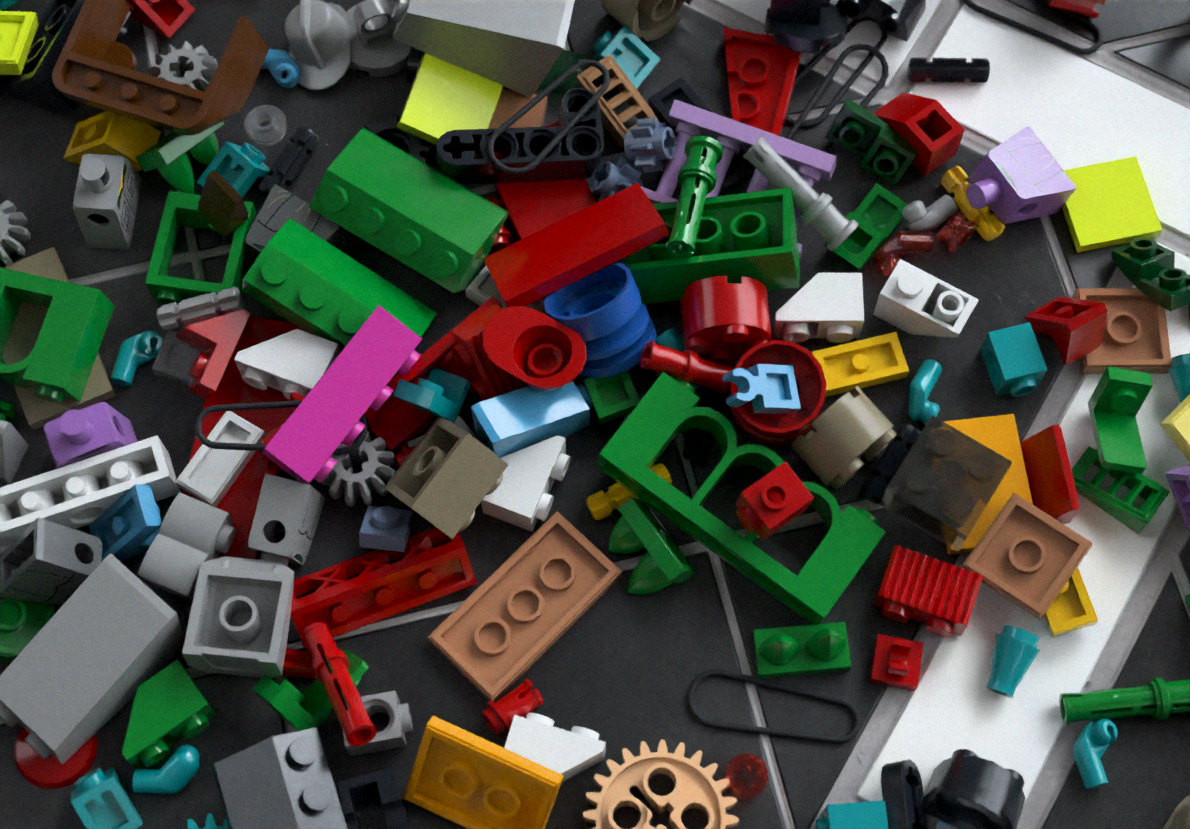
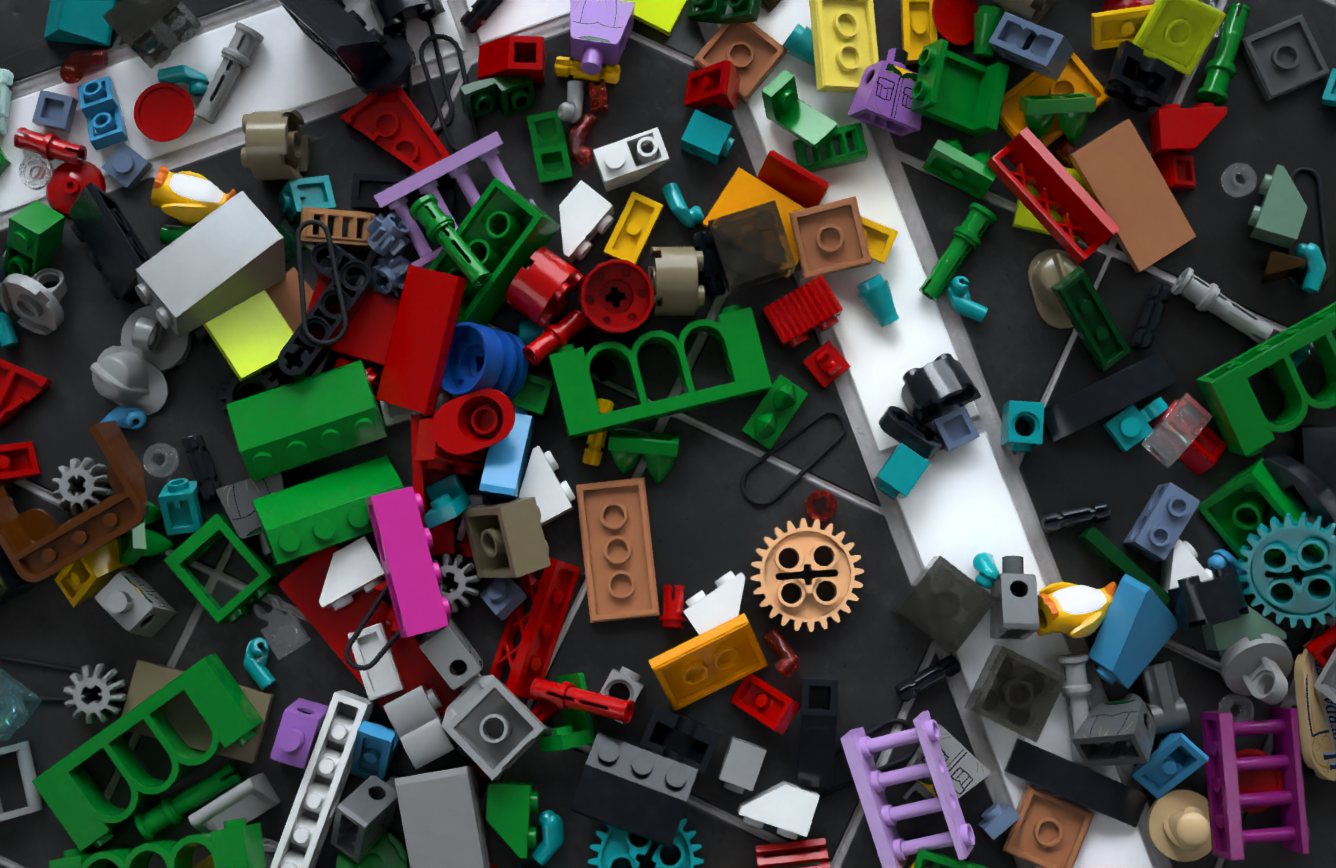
camera: 50 degrees left, 15 degrees up
(199, 308) = (265, 601): light grey axle -> none
(218, 340) = (298, 605): red slope -> none
(222, 205) = (206, 536): dark brown slope -> none
(767, 386) = (613, 305): dark azure plate -> none
(772, 502) = (684, 360): red brick -> none
(814, 207) = (516, 172): light grey pin -> none

